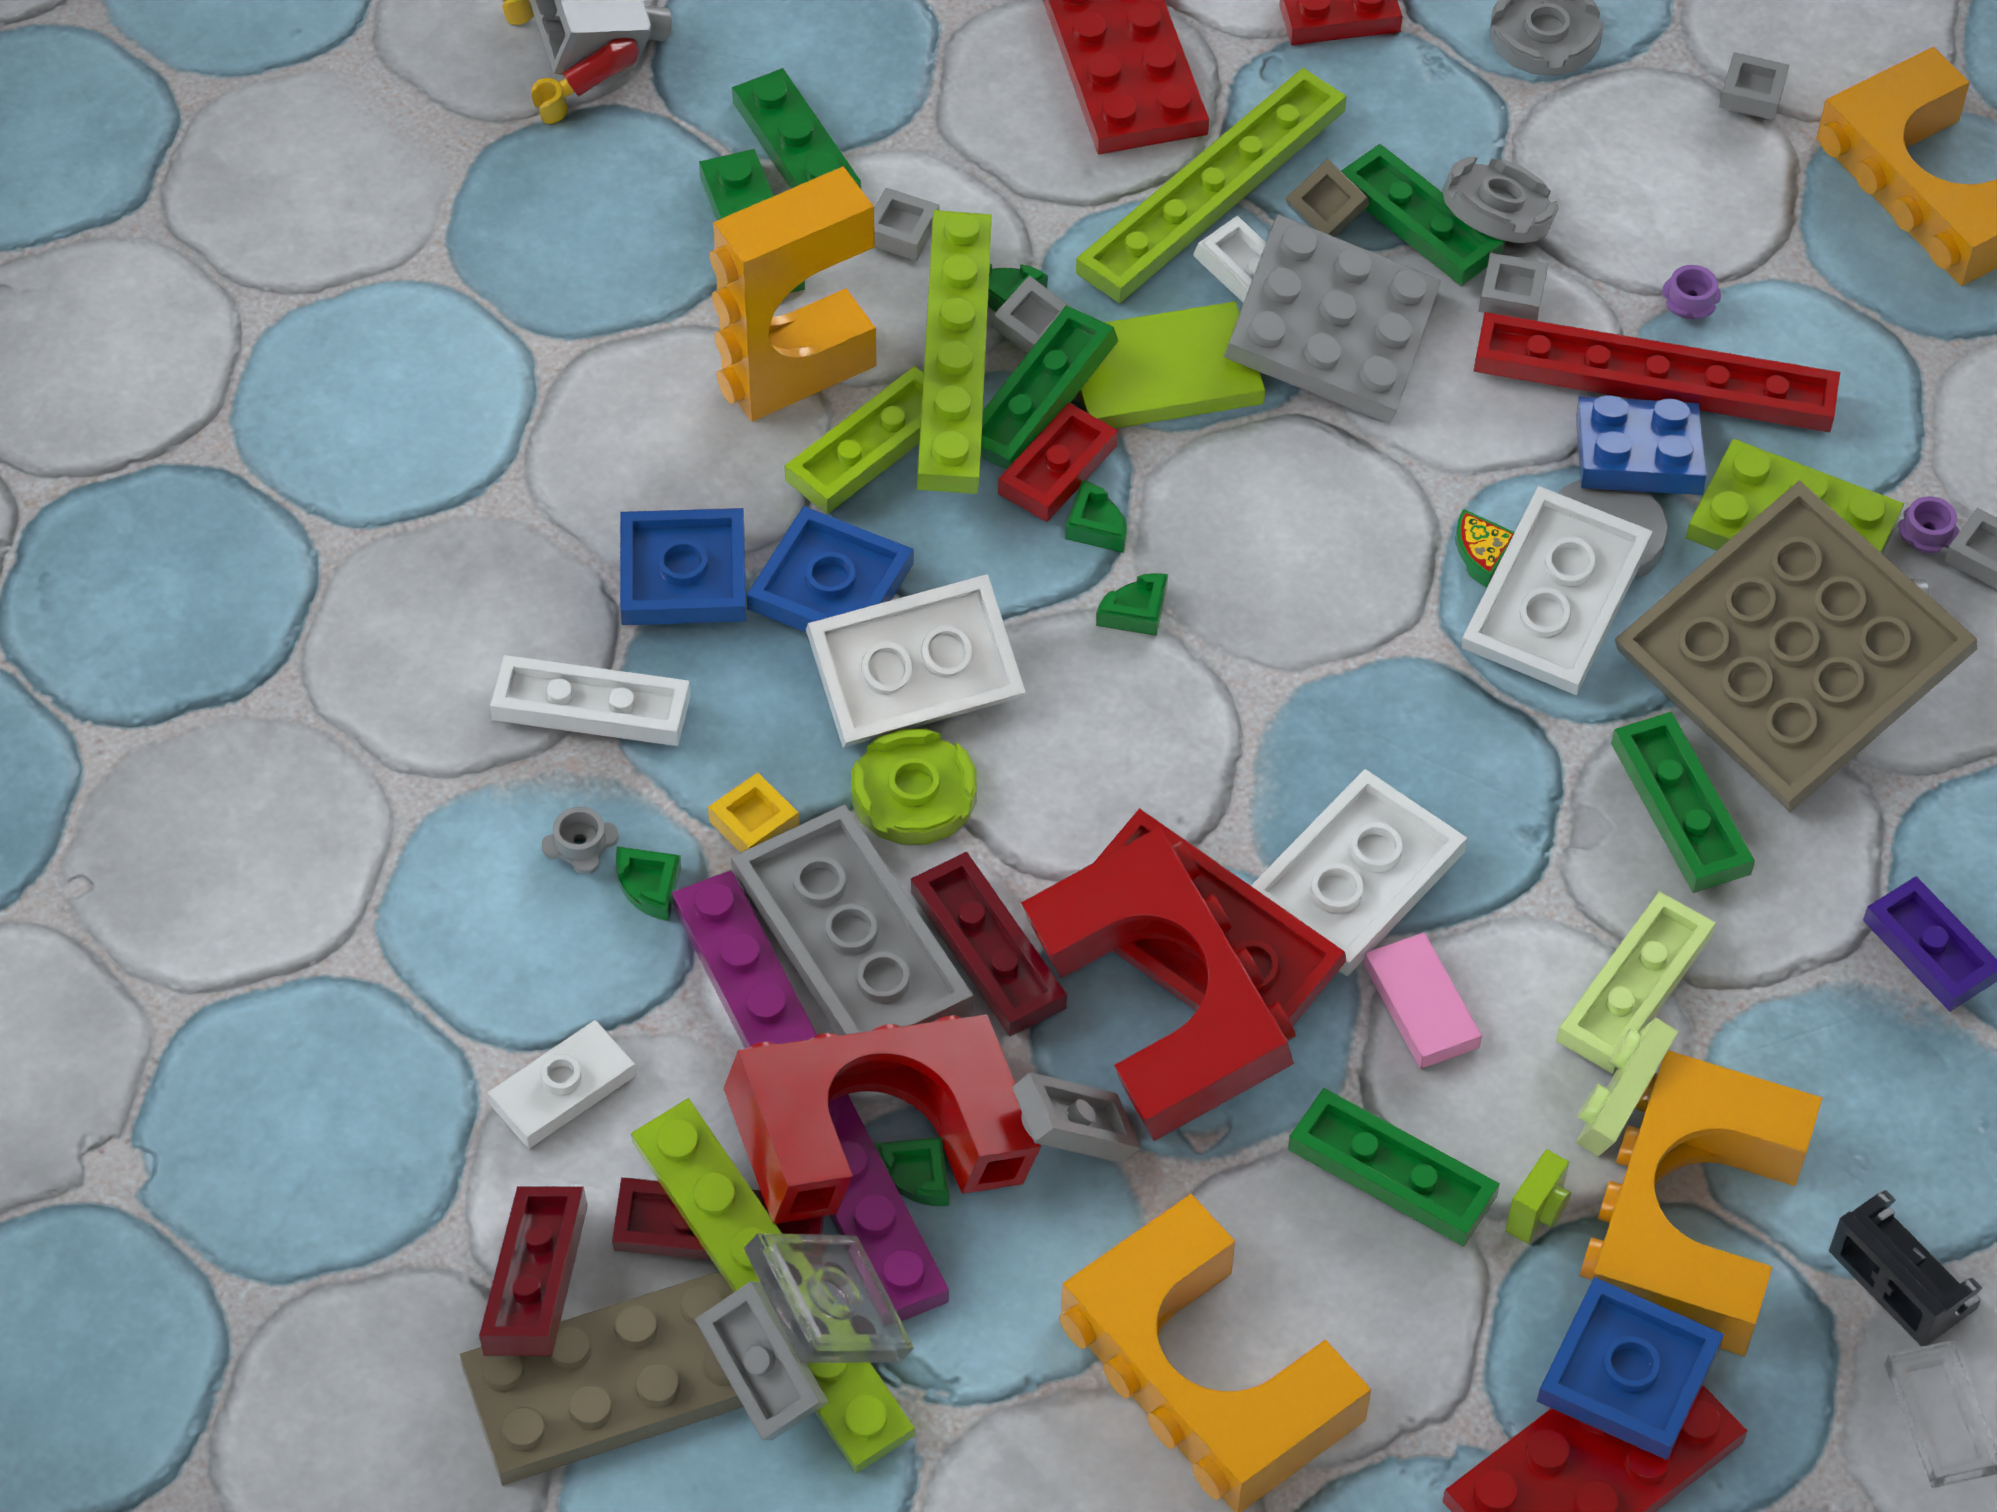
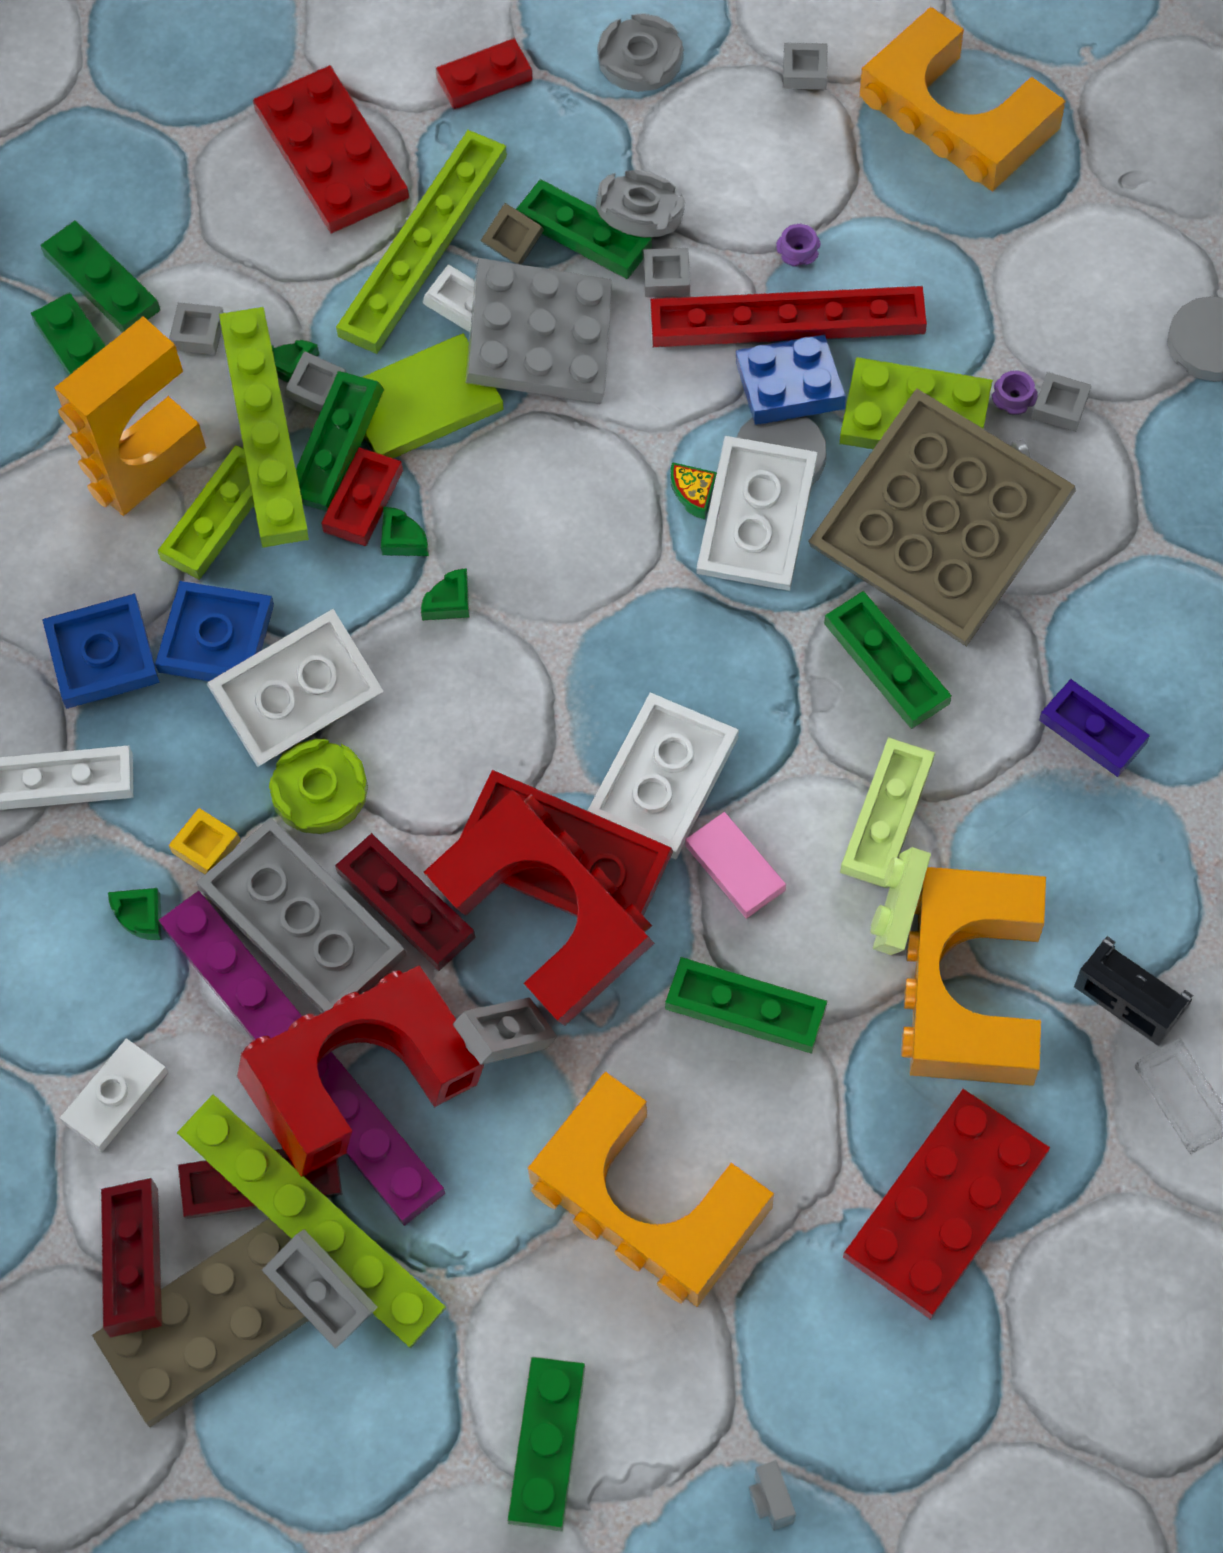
camera: 10 degrees left, 10 degrees up
(580, 824) = (72, 881): light grey plate -> none
(828, 1298) = (357, 1226): clear tile -> none
(918, 1169) = (396, 1095): green tile -> none
(1539, 1197) = (859, 1003): lime plate -> none
(1630, 1368) = (957, 1127): blue plate -> none

